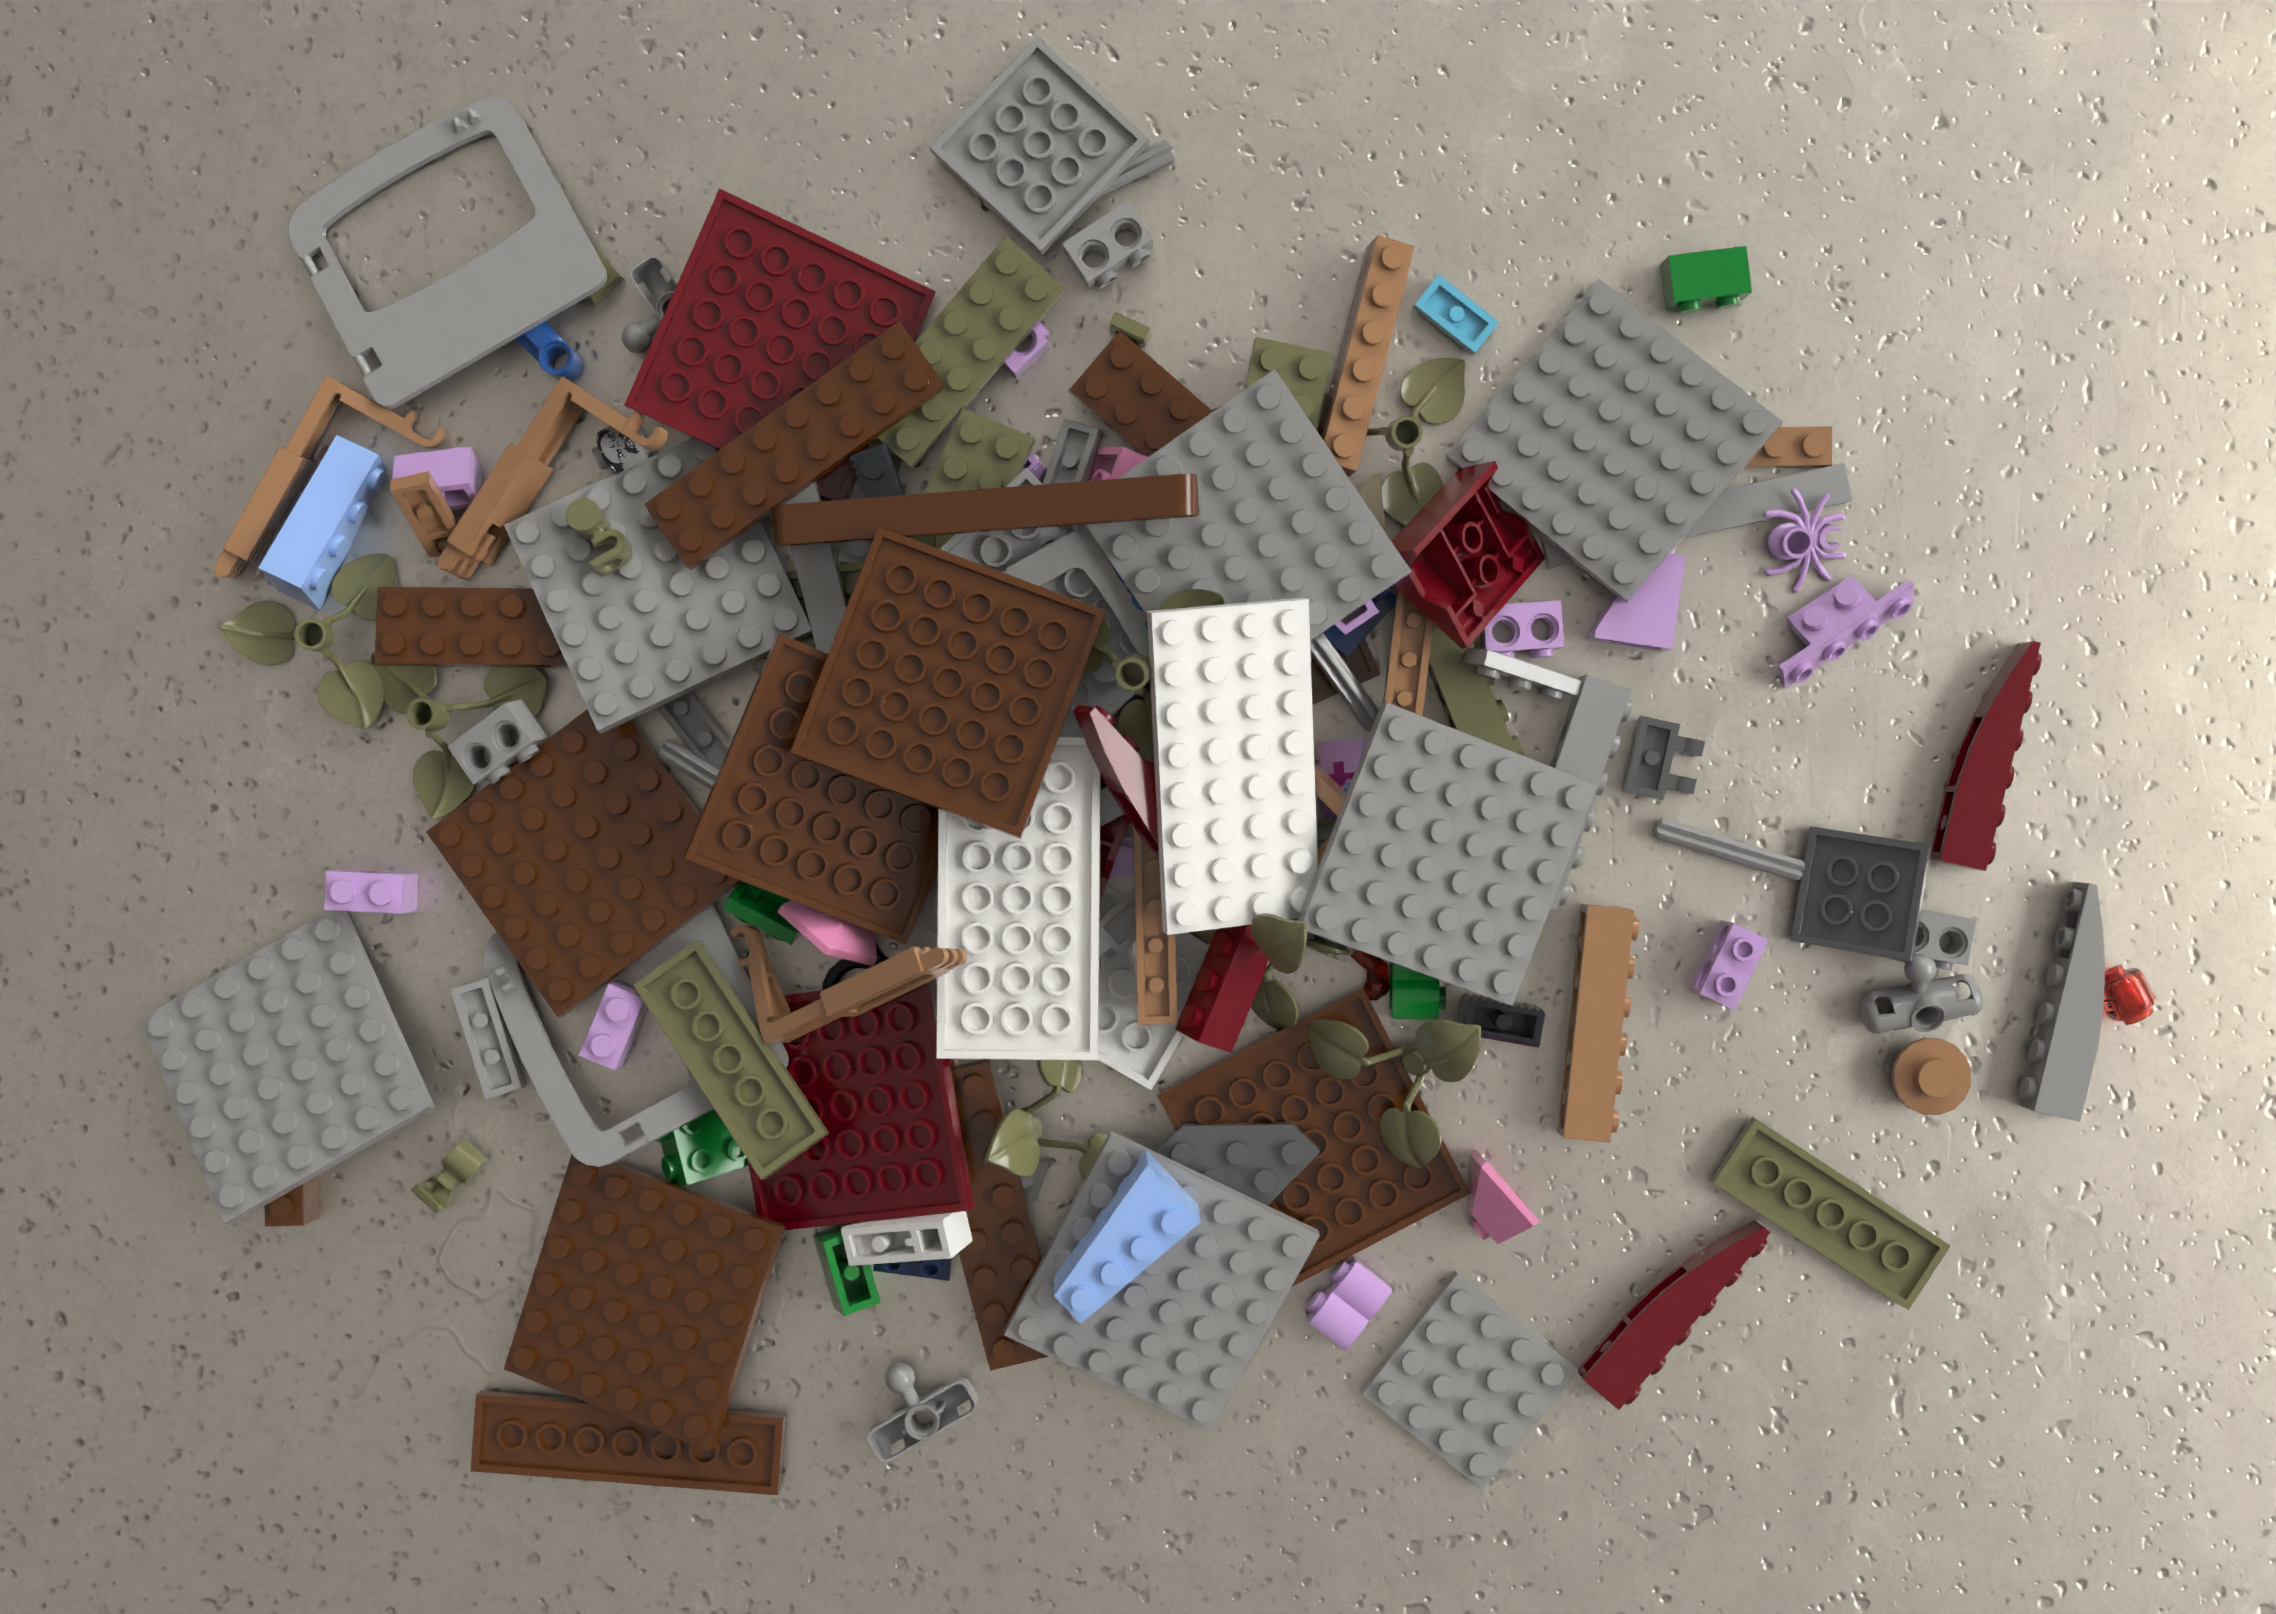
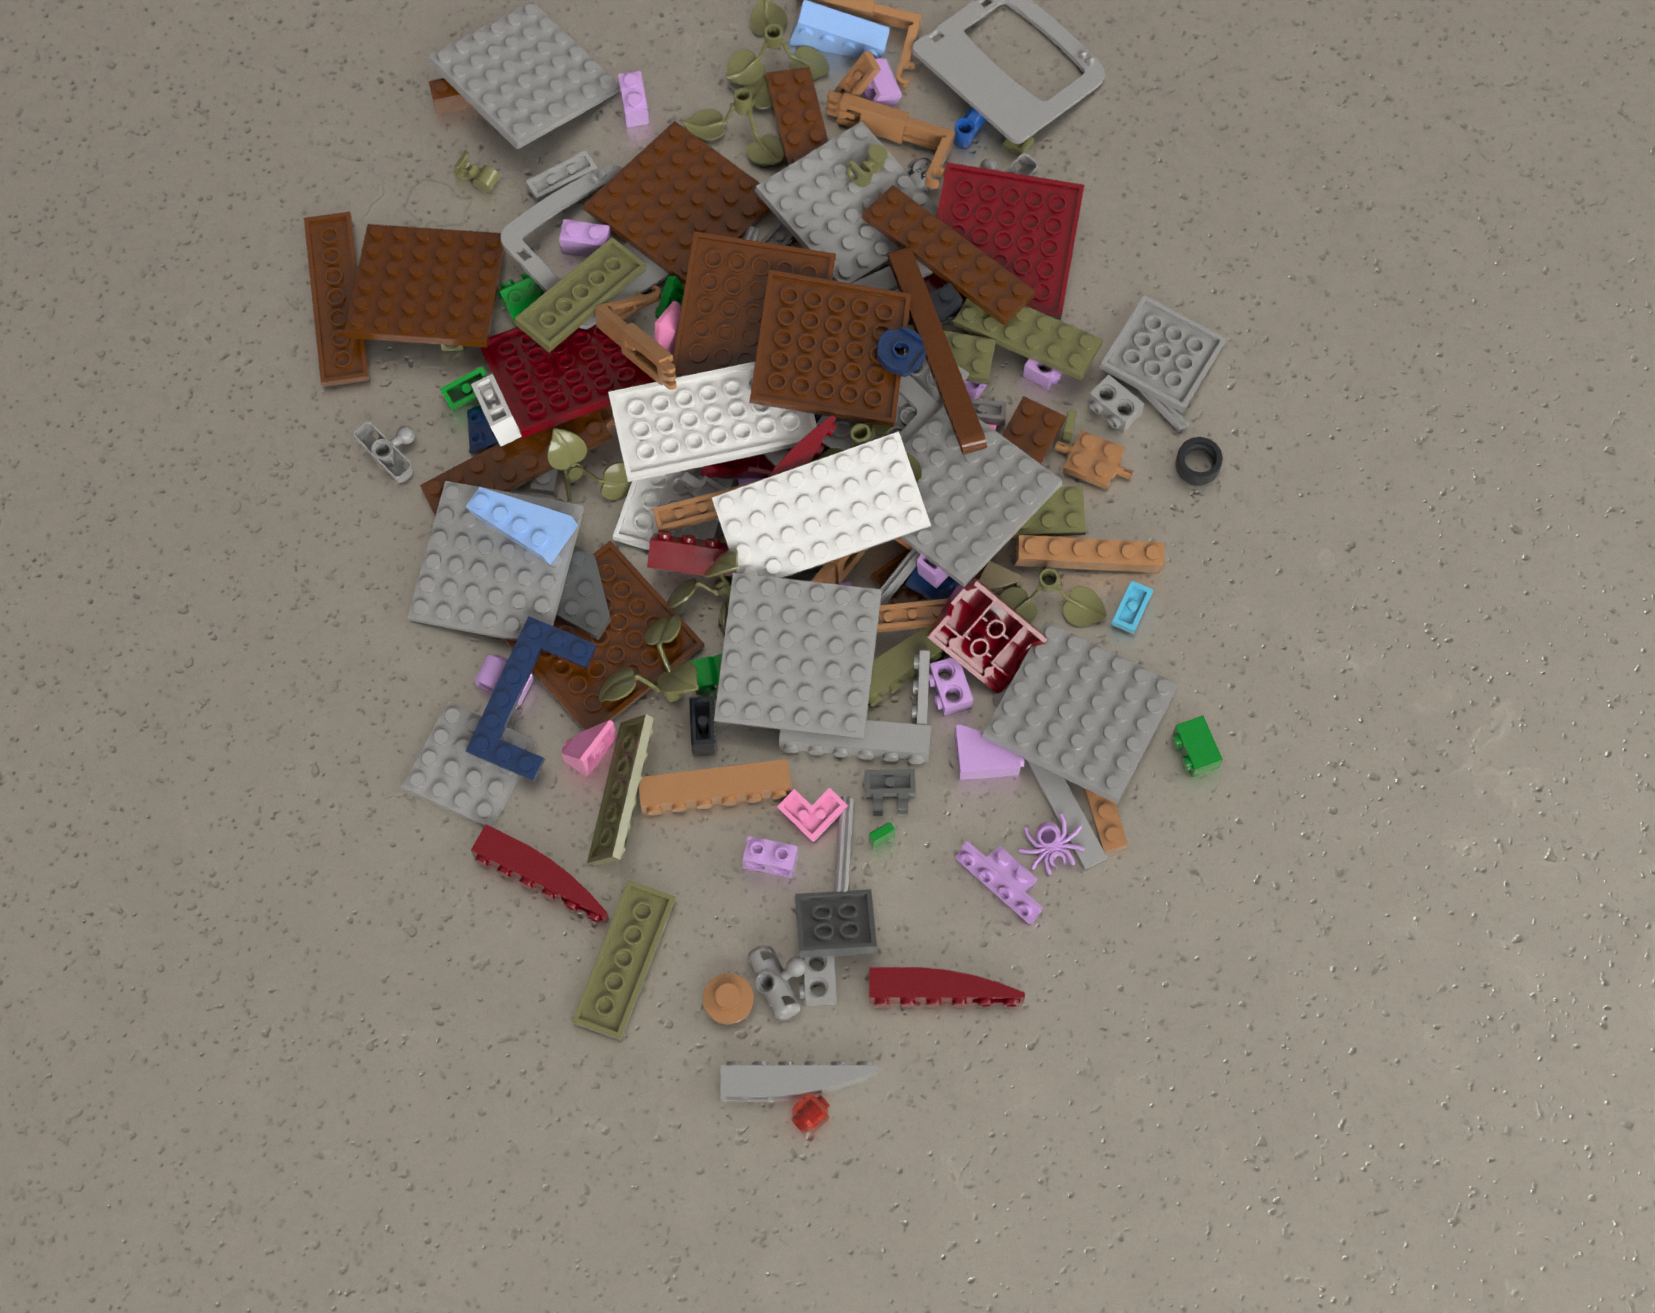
camera: 80 degrees right, 20 degrees down
(495, 737) = (735, 144): light grey brick -> none
(962, 570) = (901, 364): none -> dark blue plate
(1192, 306) = (1094, 459): none -> medium nougat plate
(1236, 111) = (1202, 444): none -> black tyre
(1313, 1253) = (486, 740): none -> dark blue plate
(1377, 974) = (710, 651): clear red arm -> none
(1577, 1166) = (621, 790): none -> olive plate
(1681, 885) = (813, 818): none -> bright pink plate
(1731, 790) = (881, 835): none -> green tile

